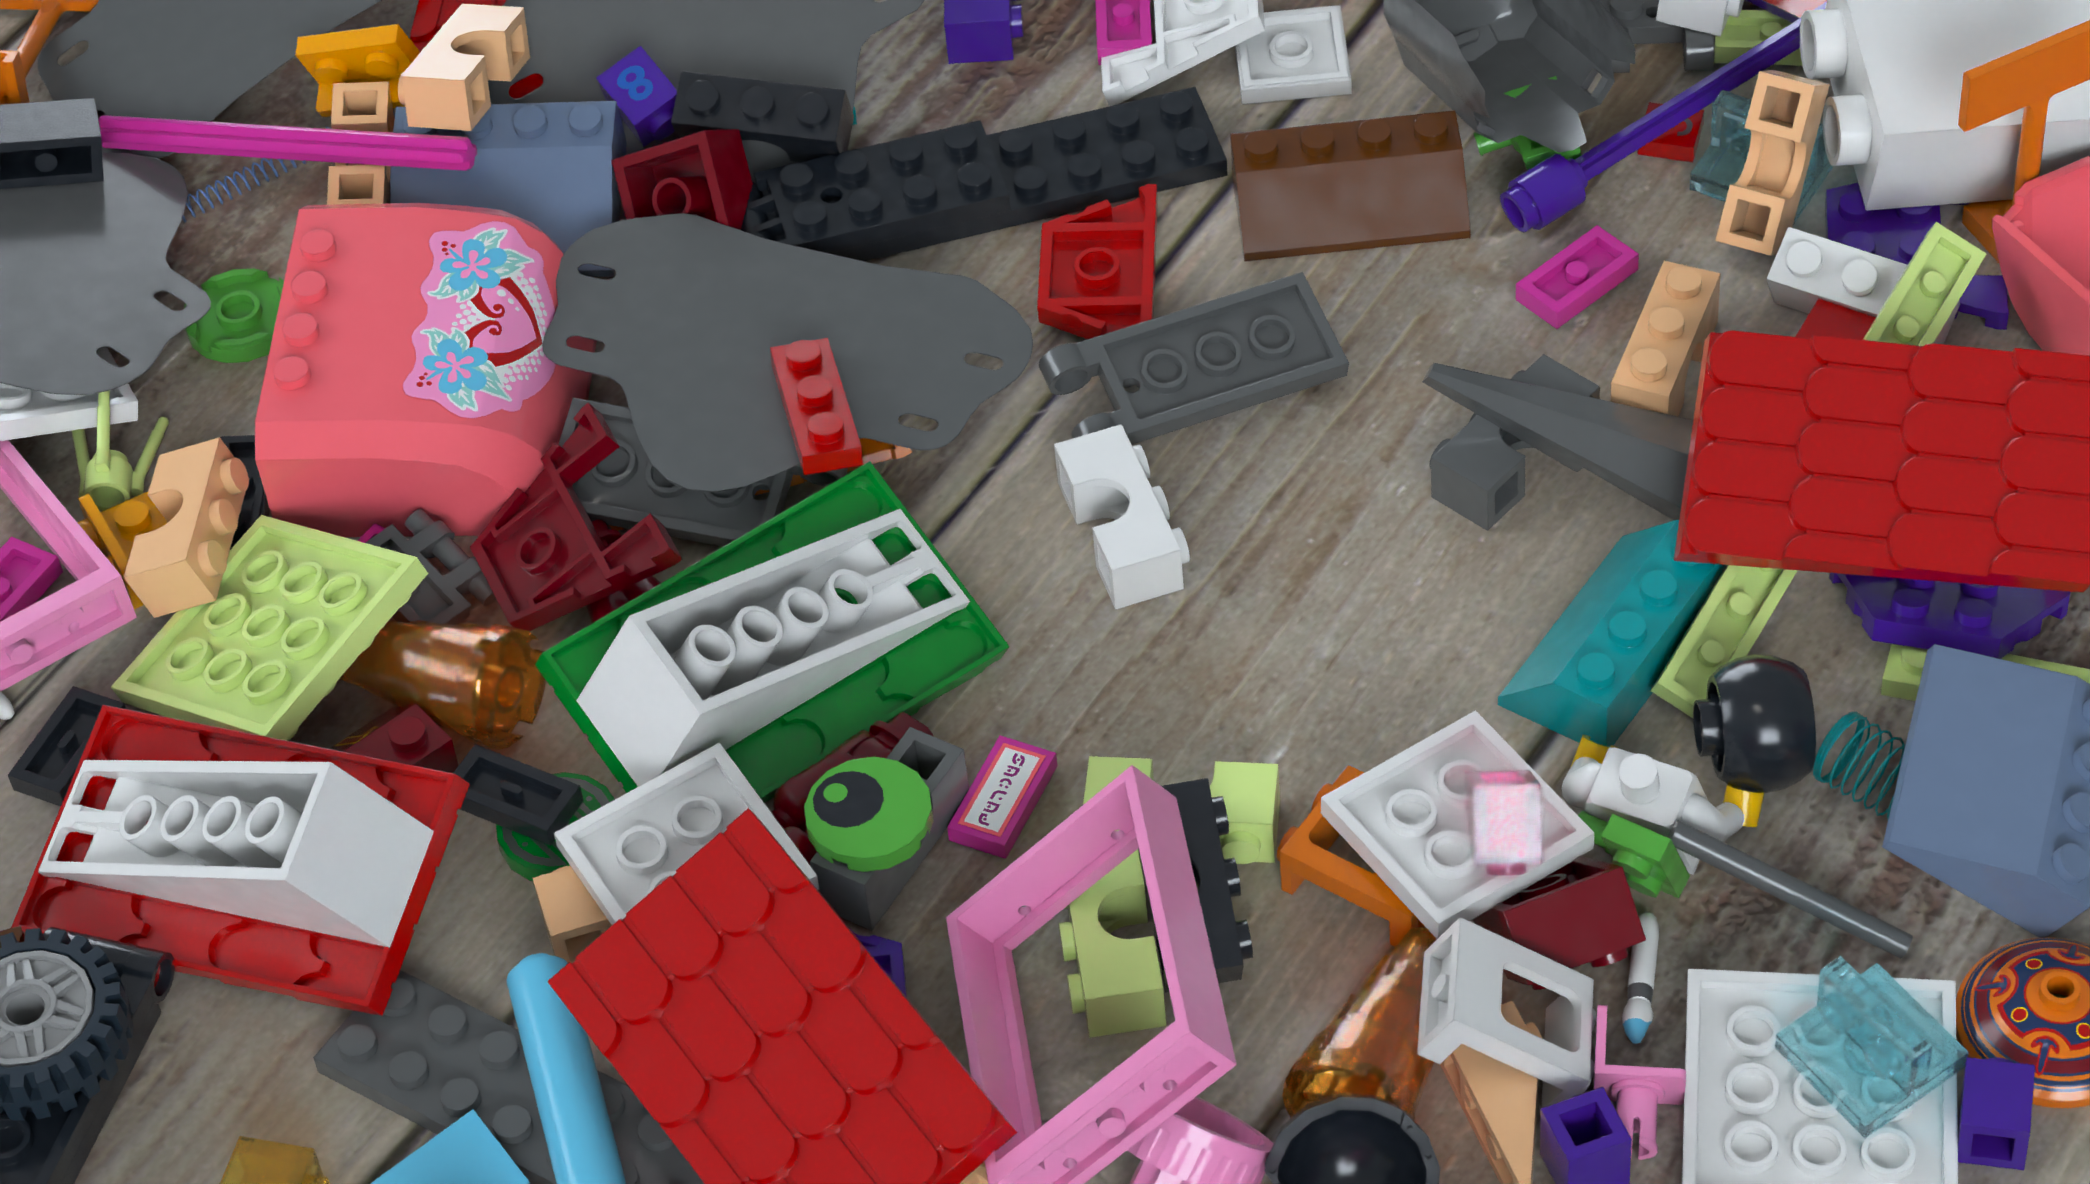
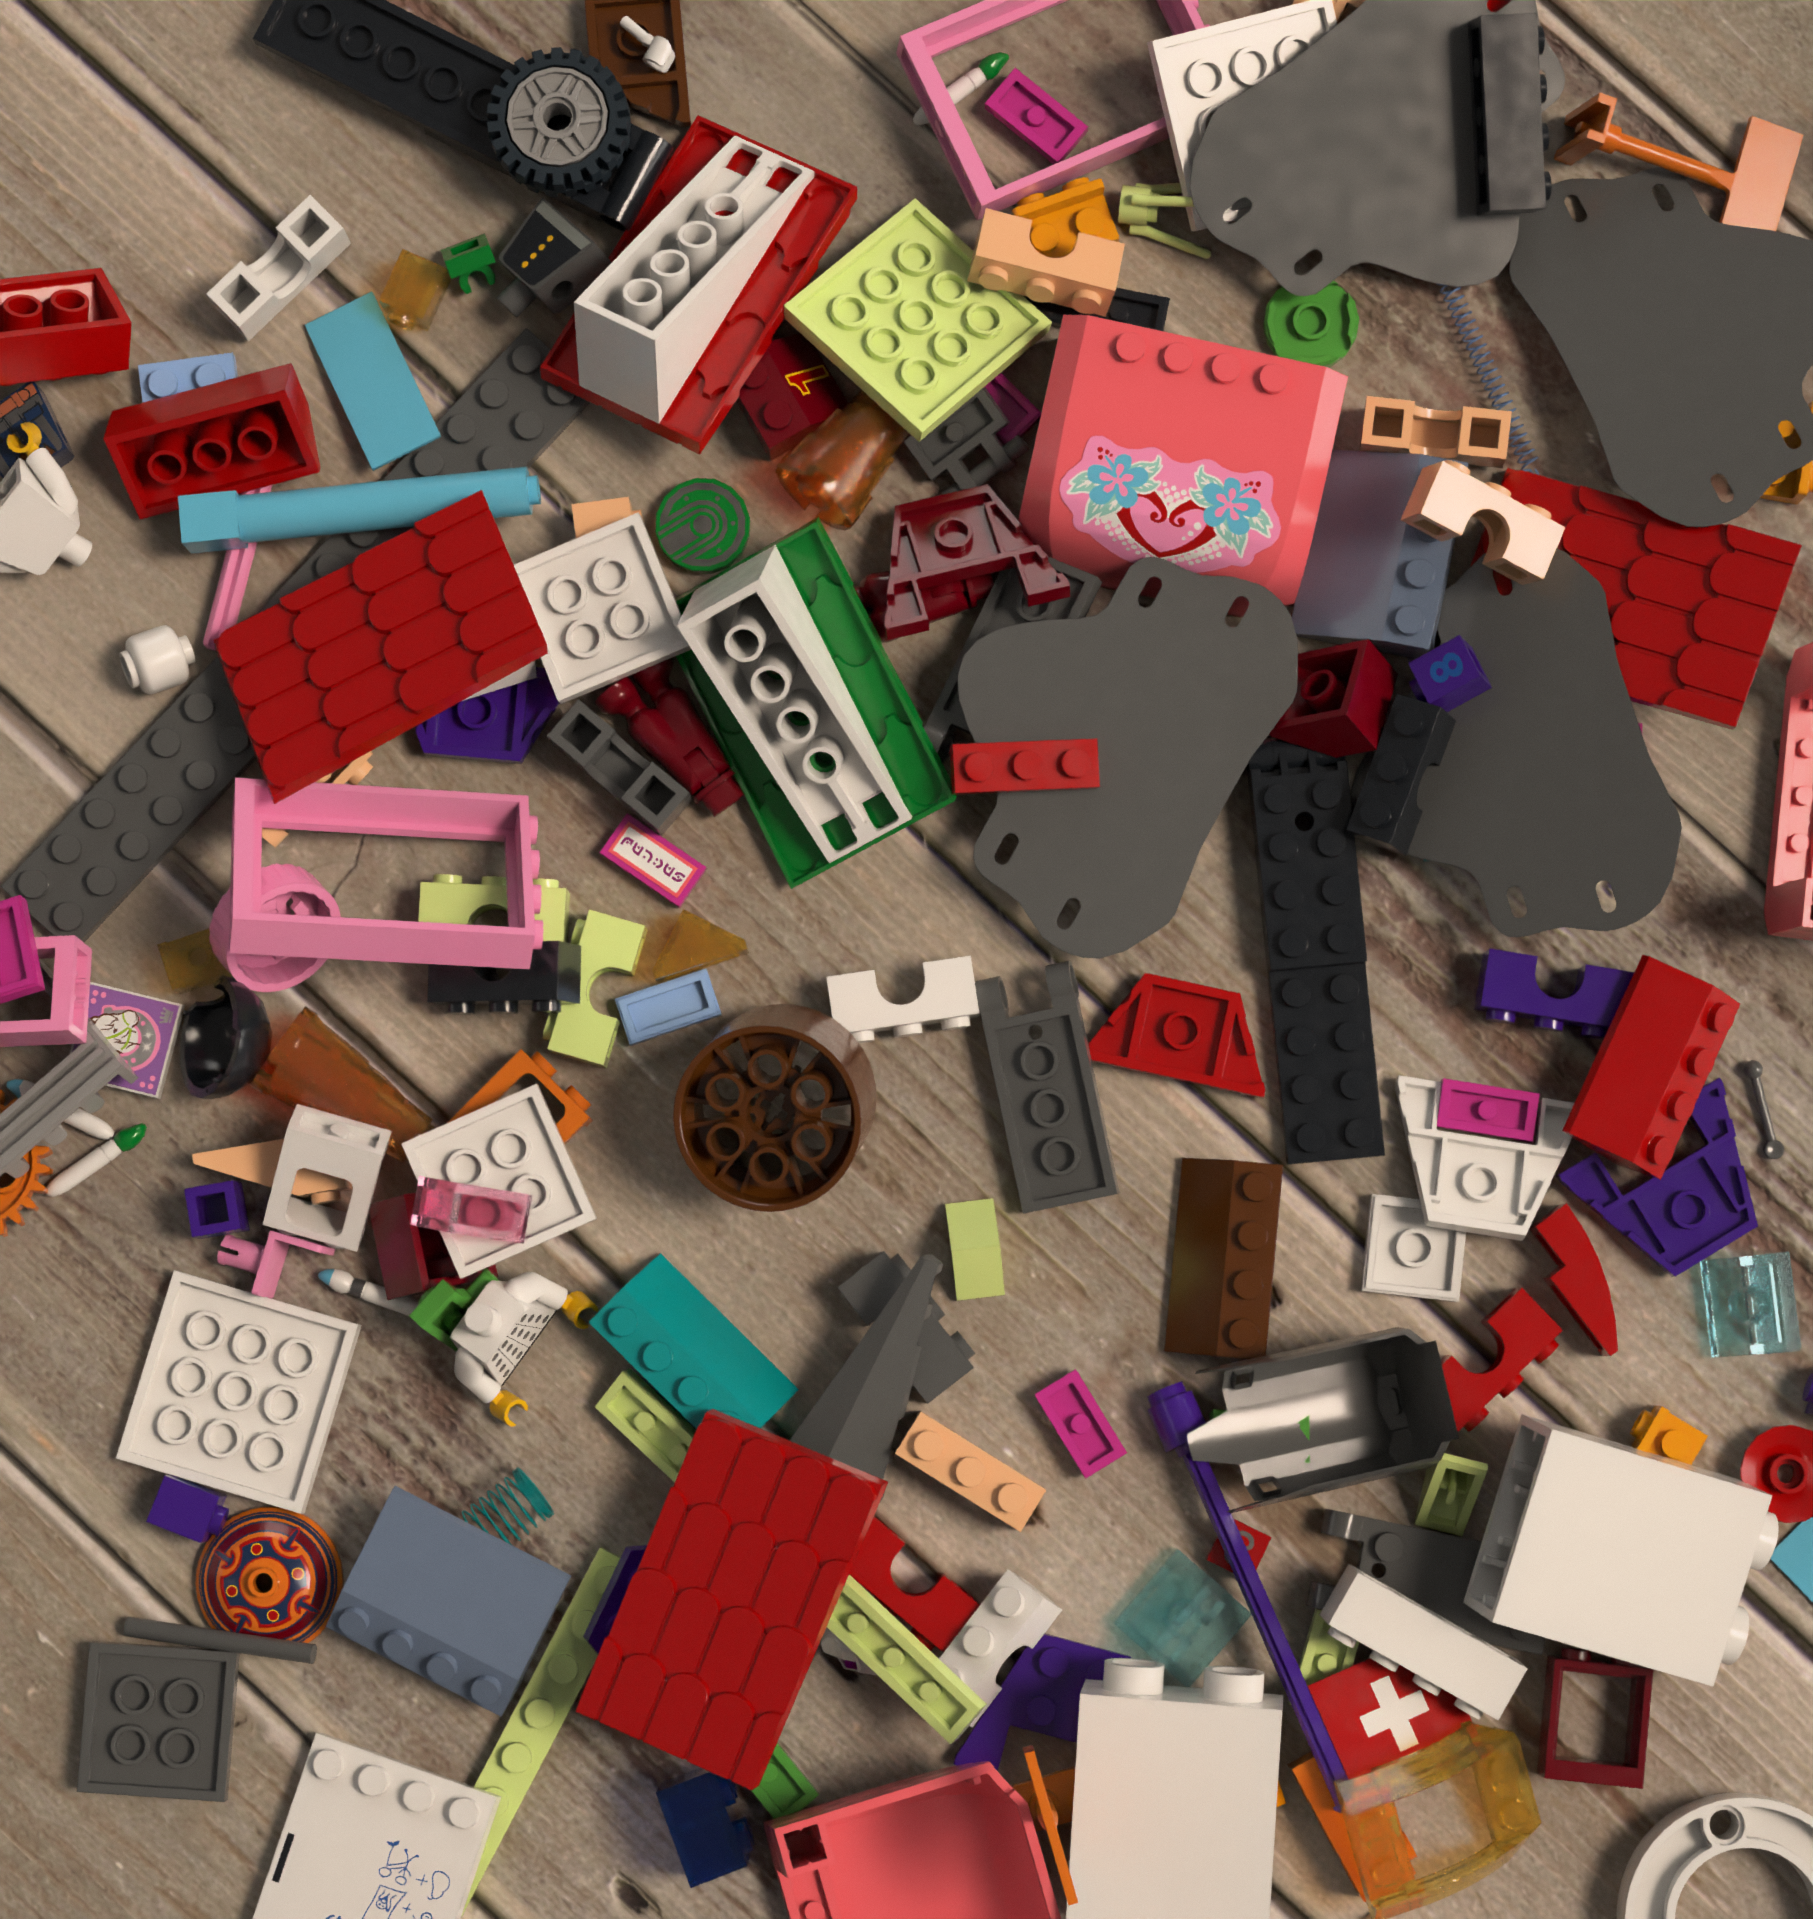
camera: 95 degrees right, 35 degrees up
(55, 752) = (864, 163): black plate -> none
(217, 1129) = (469, 257): none -> green tile
(221, 1026) = (549, 262): none -> torso
(288, 142) = (1460, 367): dark pink axle -> none
(356, 57) = (1539, 441): light orange bracket -> none
(517, 794) = (719, 491): black plate -> none
(868, 813) = (602, 747): bright green tile -> none
(1103, 719) = (695, 946): none -> clear yellow slope
(1179, 738) = (668, 1007): none -> light blue tile
(1350, 560) = (838, 1067): none -> reddish brown wheel
(1397, 405) = (975, 1249): none -> yellowish green slope
(1757, 723) = (554, 1432): black wheel -> none
(1783, 134) = (1123, 1607): light nougat arch -> none
(1790, 889) = (400, 1413): dark grey bar -> none
(1869, 1046) = (250, 1434): clear light blue bracket -> none

